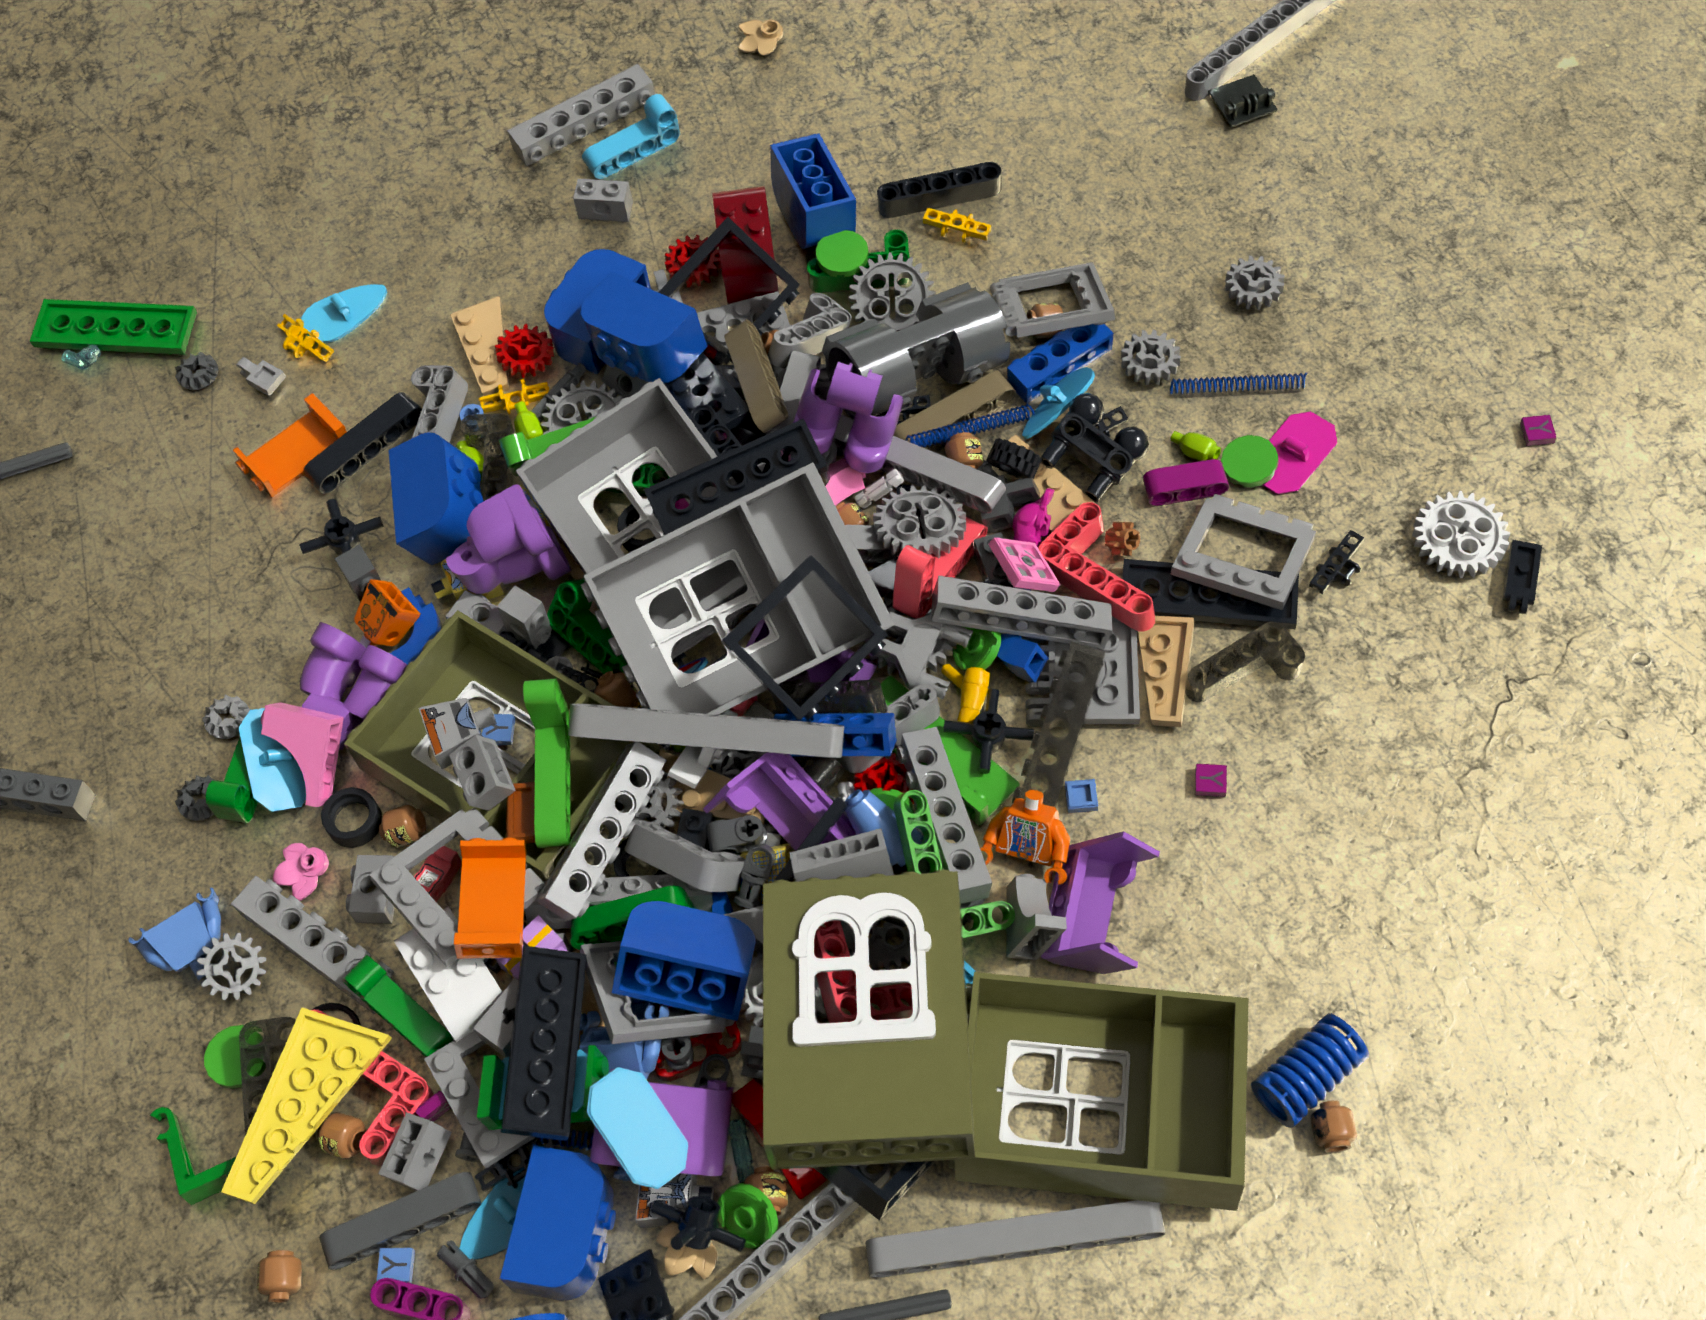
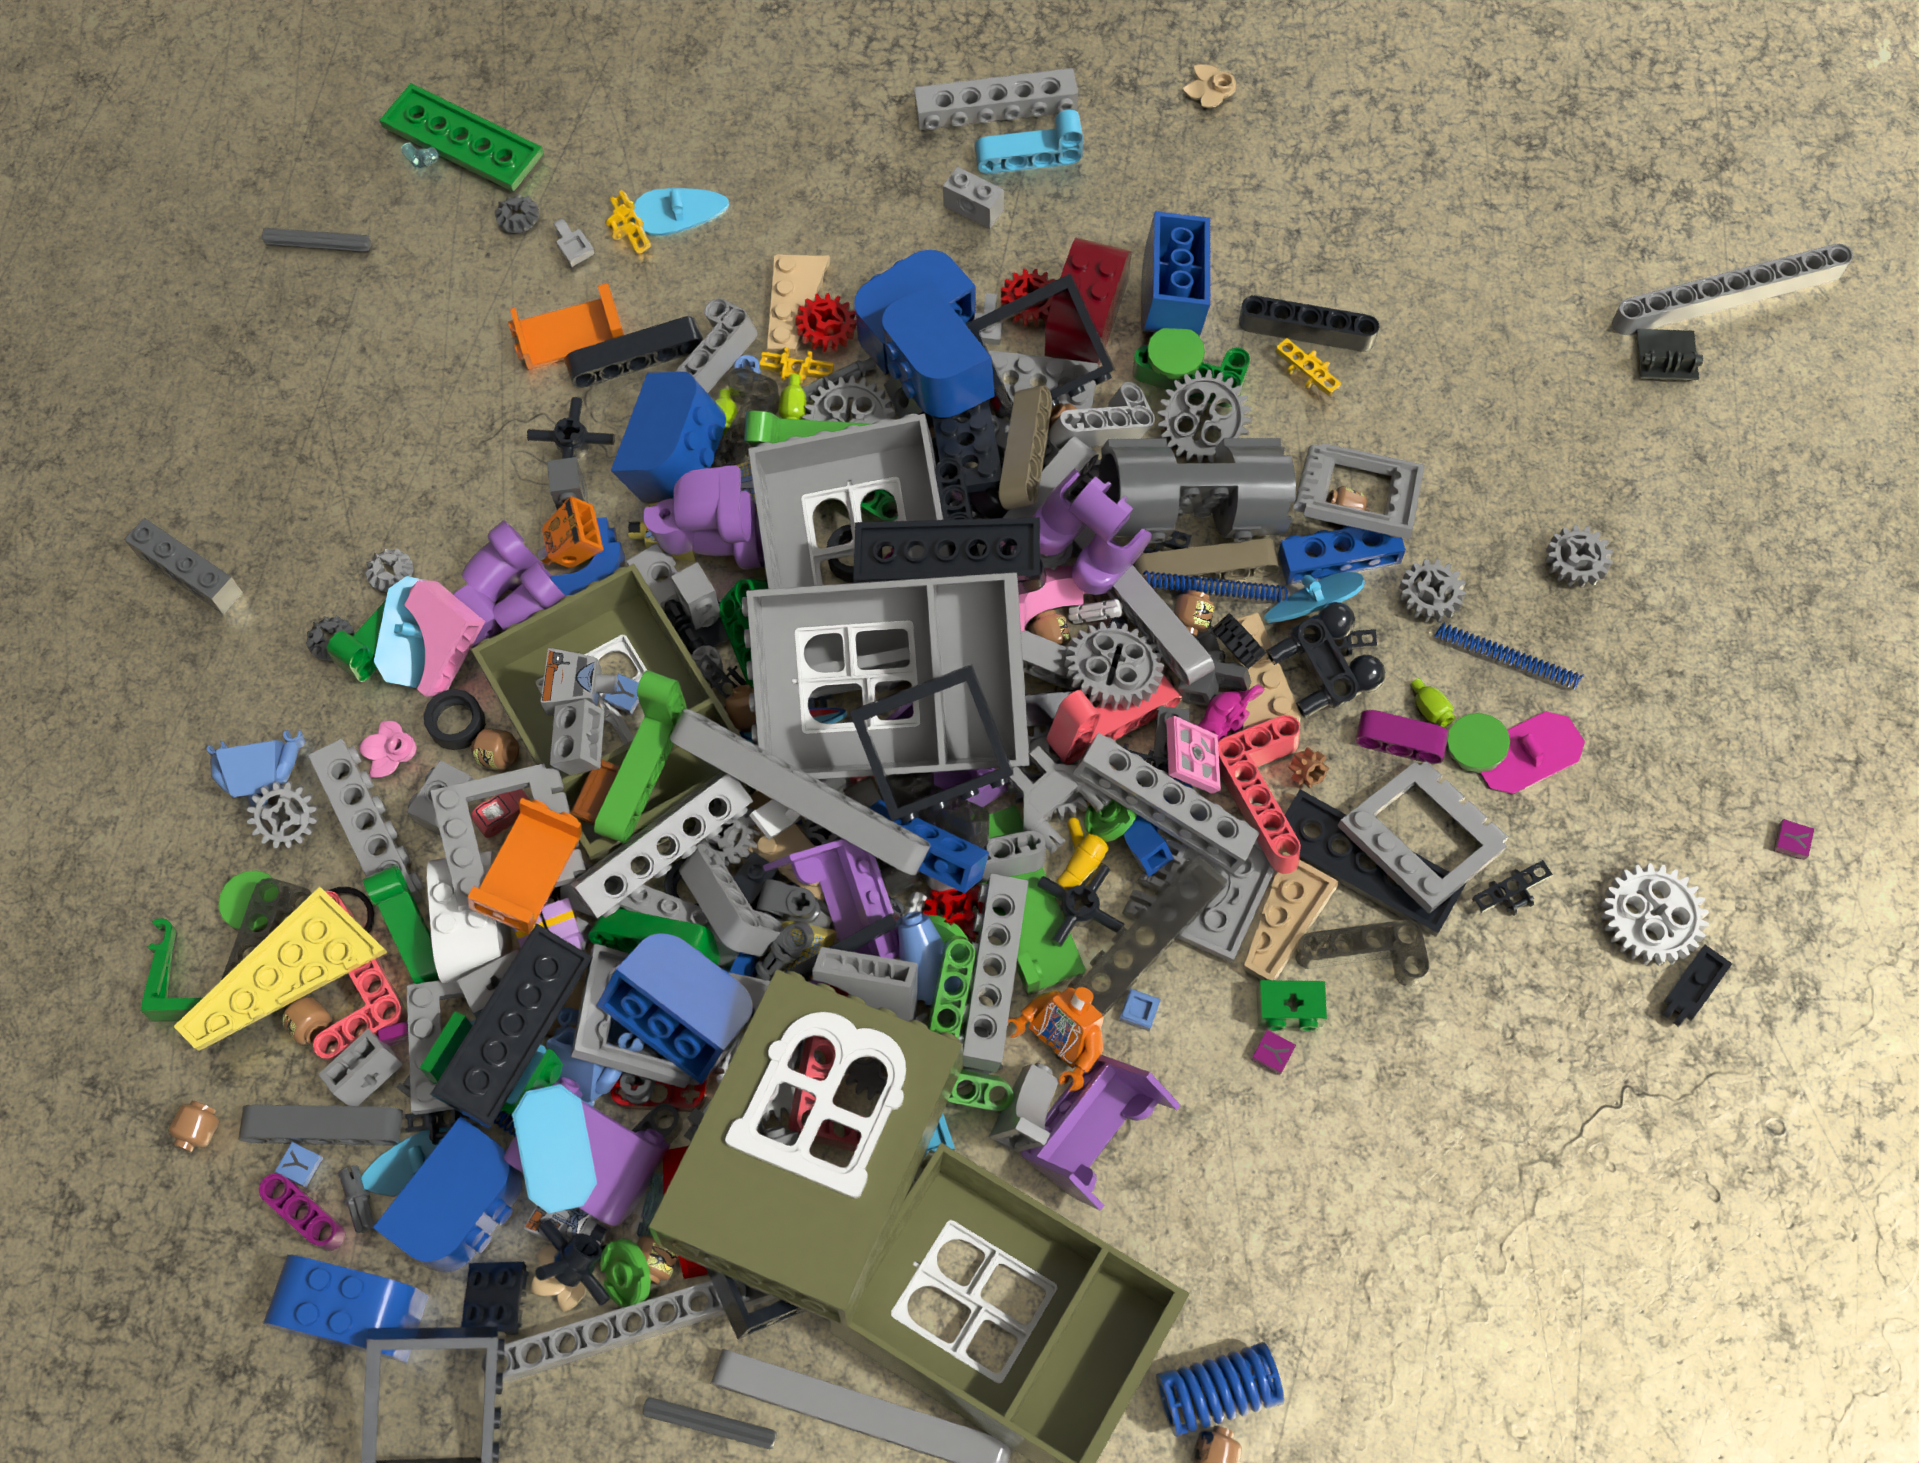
camera: 20 degrees right, 5 degrees up
(1206, 734) = (1306, 996): none -> green brick

